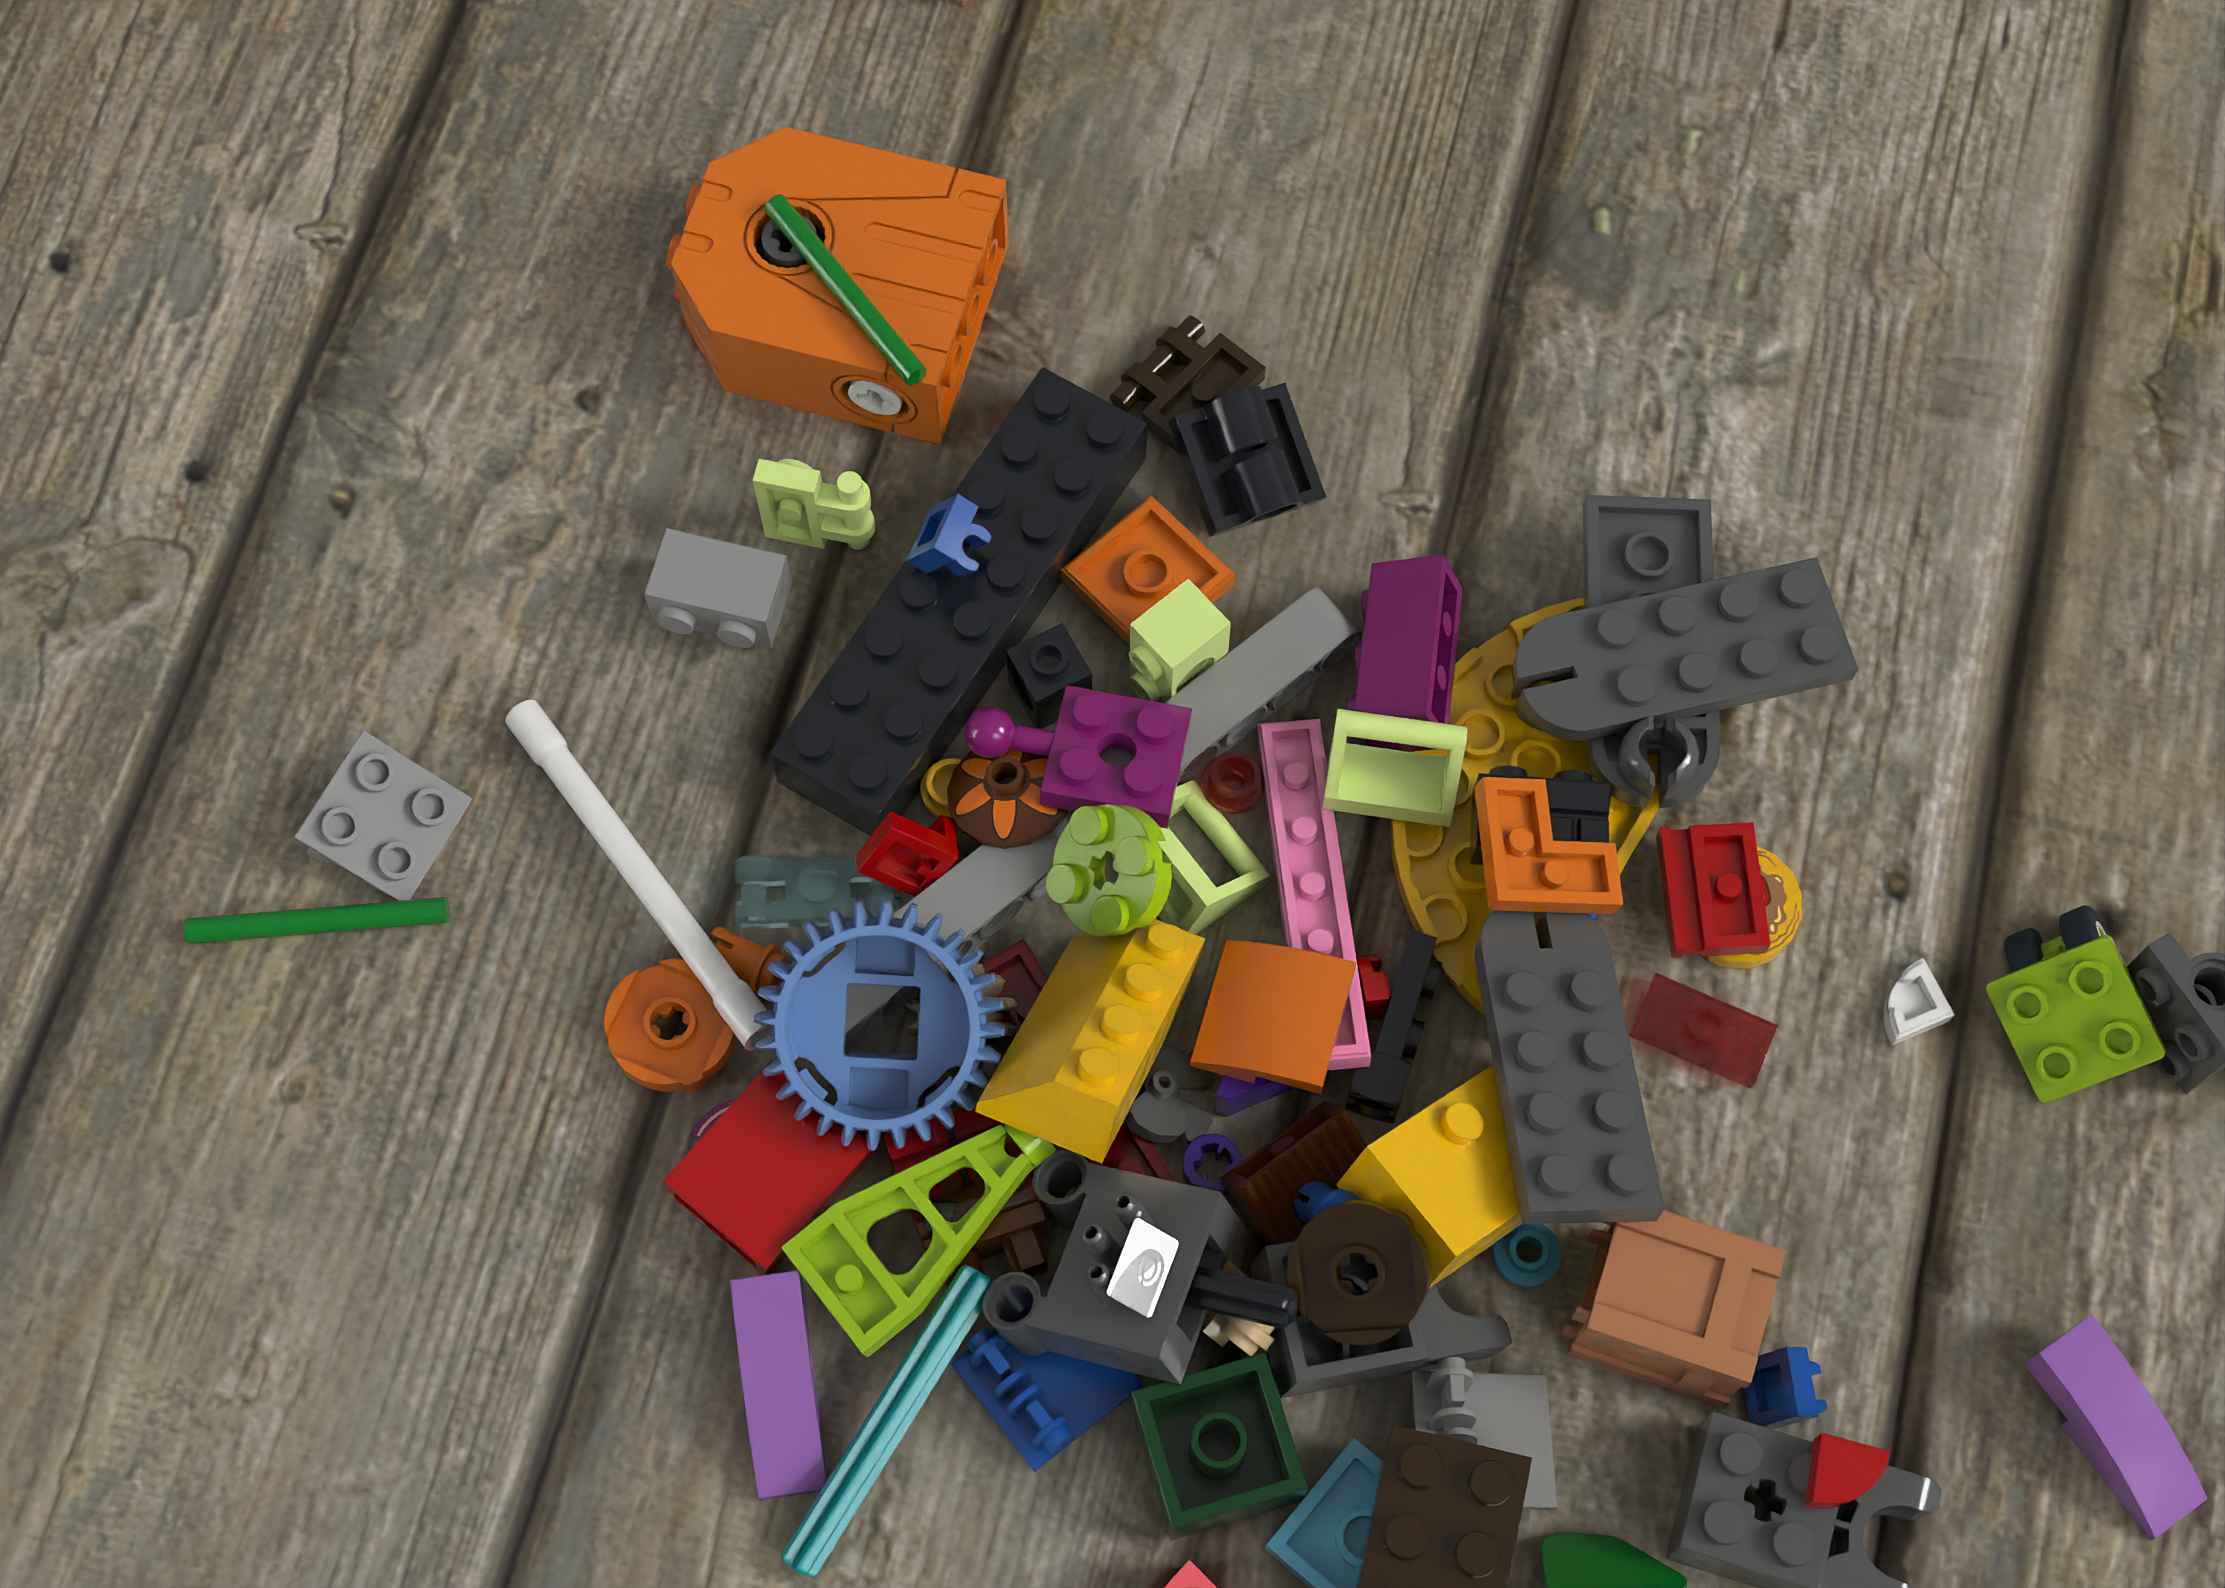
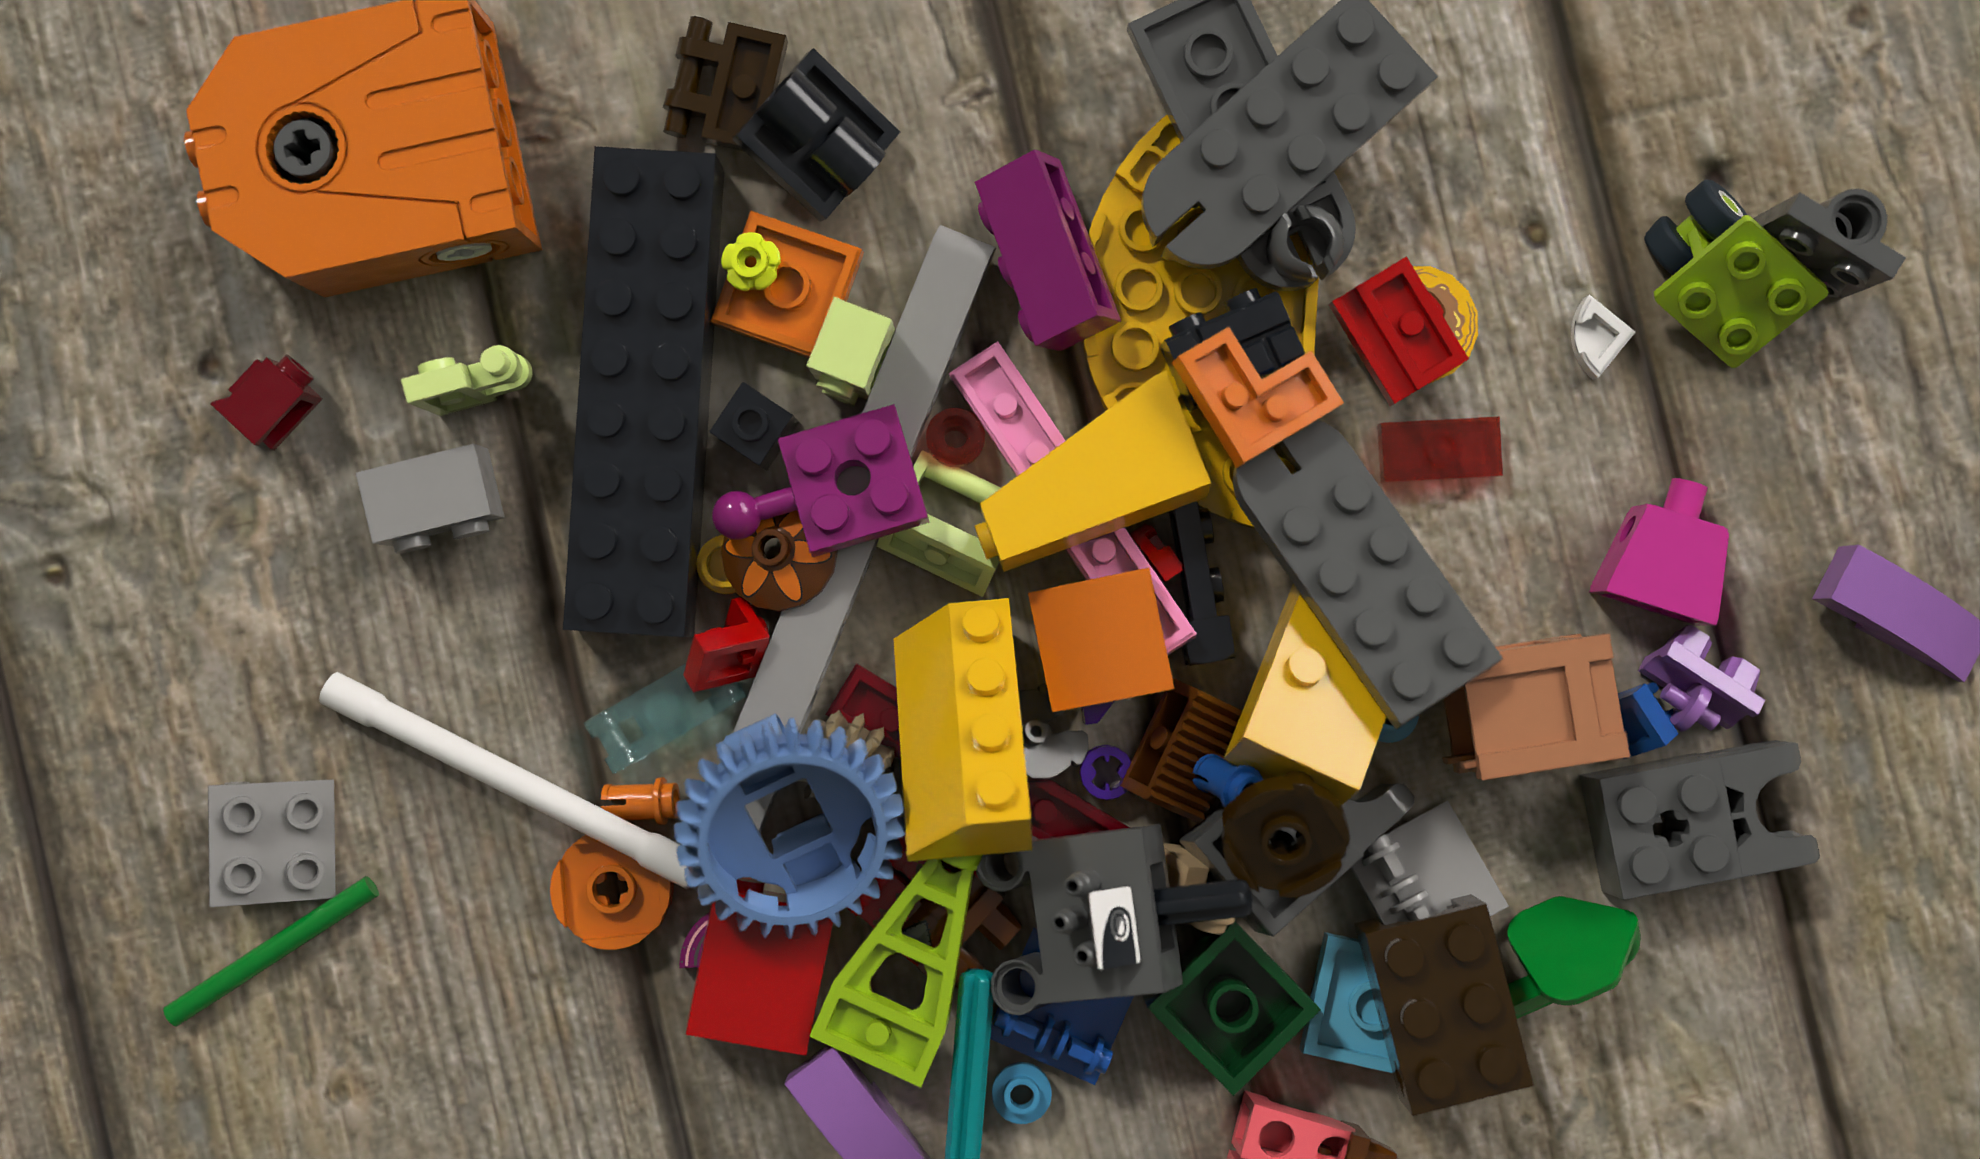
camera: 30 degrees left, 20 degrees up
(625, 443) = (269, 400): none -> dark red window
(845, 290) = (382, 176): green bar -> none
(943, 536) = (601, 364): blue tile -> none
(955, 1460) = (1021, 1074): none -> dark azure plate
(1079, 866) = (888, 611): lime plate -> none
(1129, 547) = (756, 277): none -> neon yellow plate
(1346, 868) = (1101, 479): none -> yellow slope
(1394, 781) = (1089, 368): yellowish green tile -> none
(1842, 1471) = (1725, 781): red tile -> none
(1865, 1388) = (1698, 688): none -> medium lavender hips
(1886, 1245) = (1668, 558): none -> dark pink torso

